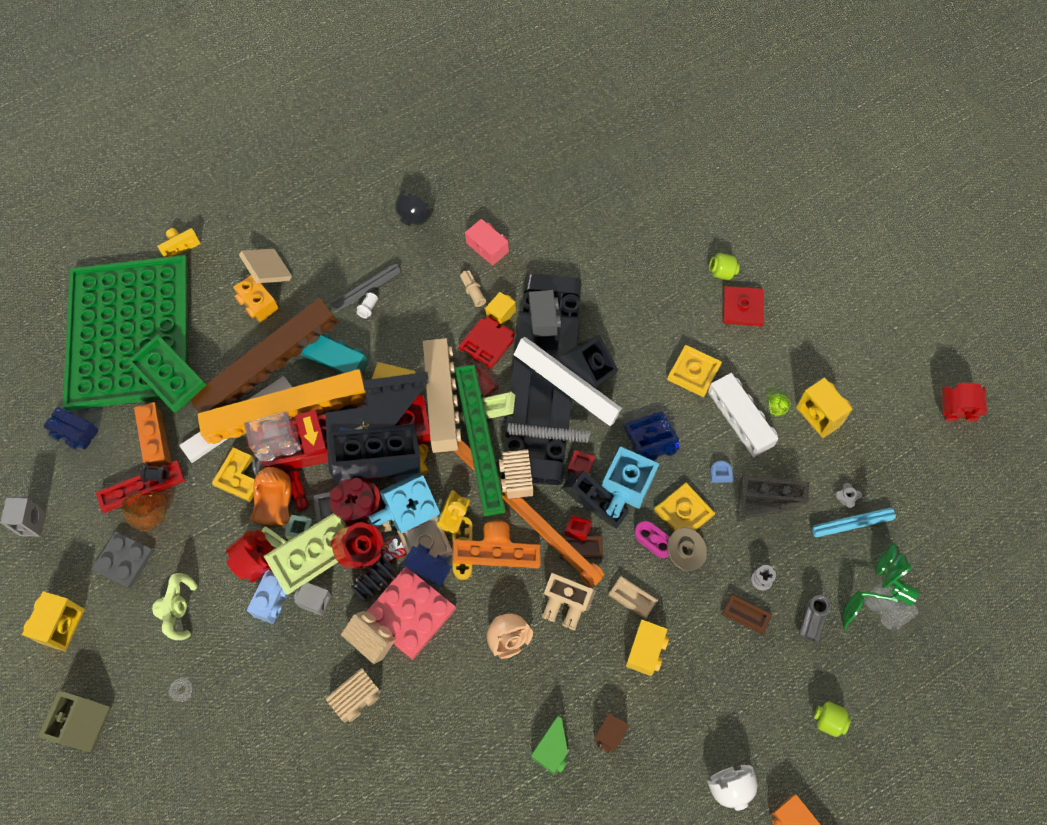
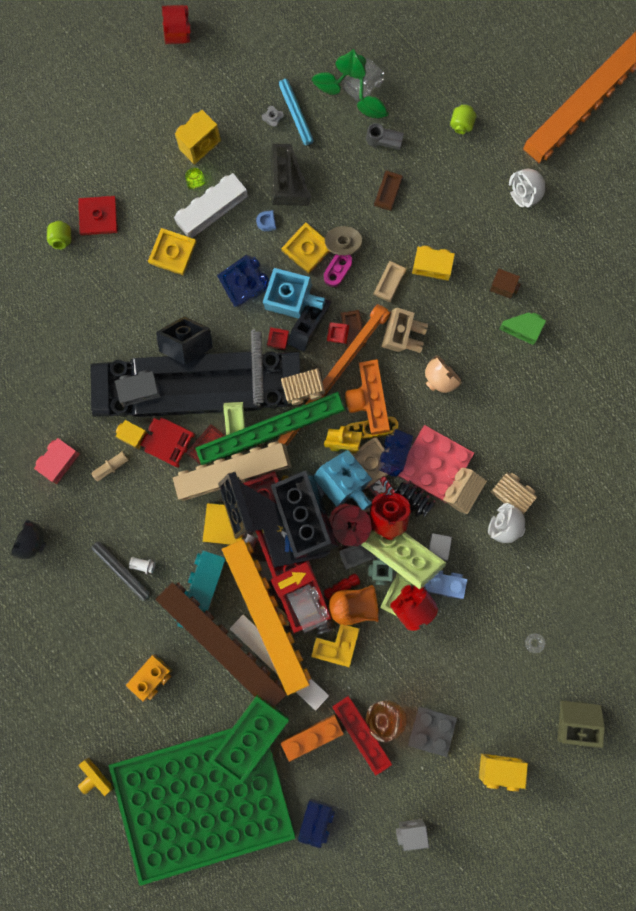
camera: 95 degrees left, 15 degrees up
(154, 473) = (351, 721): black bush -> none
(173, 606) = (469, 668): yellowish green piece -> none
(265, 265) = (112, 676): tan tile -> none
(317, 679) = (507, 525): none -> white cylinder
(567, 381) = (205, 357): white tile -> none
(757, 579) = (356, 184): light grey bush -> none

